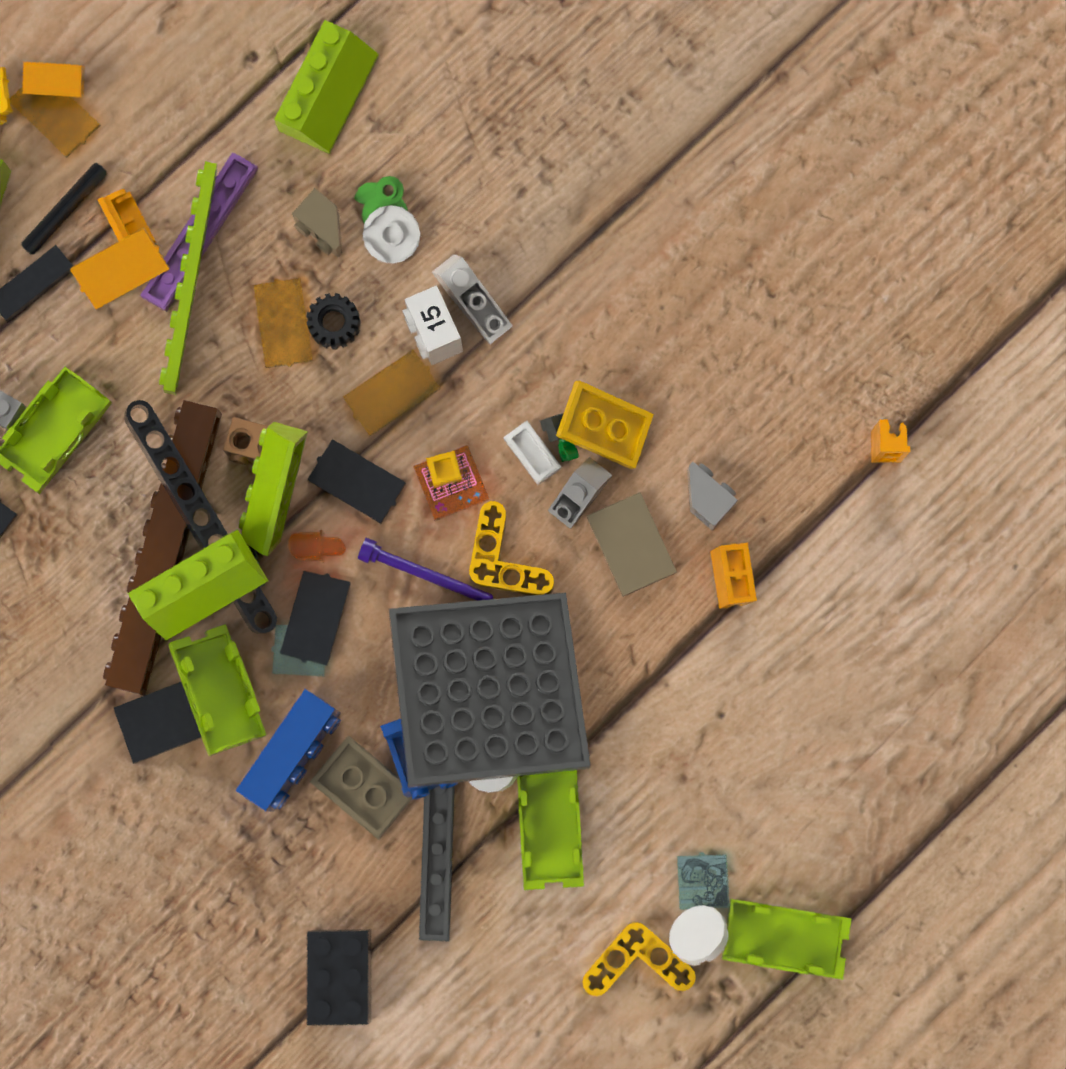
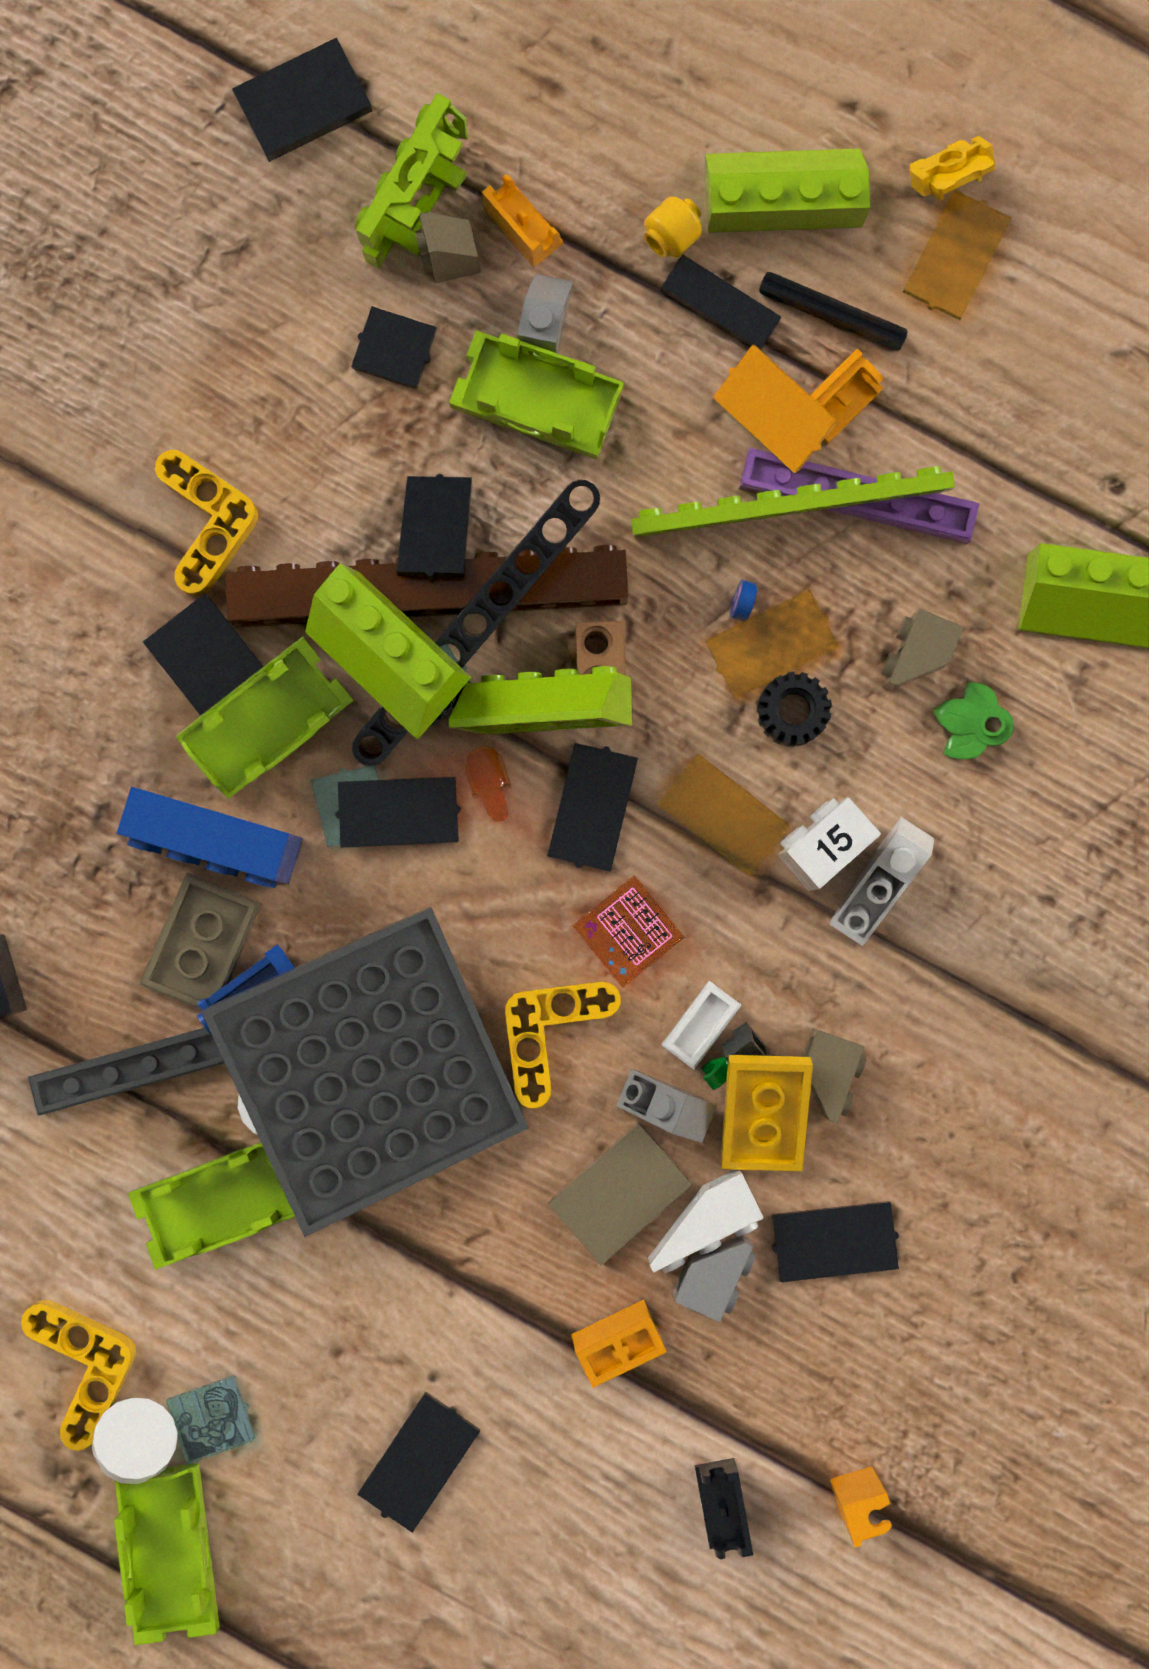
camera: 70 degrees right, 5 degrees up
(53, 79) = (1001, 237): light orange hinge -> none
(55, 682) = (218, 509): none -> yellow beam
(121, 528) = (435, 527): none -> black piece
(246, 332) = (743, 600): none -> blue tile
(372, 552) = (504, 858): dark purple piece -> none
(391, 234) = (934, 747): white tile -> none
(444, 469) = (642, 917): yellow tile -> none
(590, 369) = (834, 1067): none -> dark tan slope
(663, 483) = (712, 1214): none -> white slope
(710, 408) = (835, 1241): none -> black piece
(776, 742) = (418, 1462): none -> black piece
(867, 538) = (723, 1508): none -> black hinge

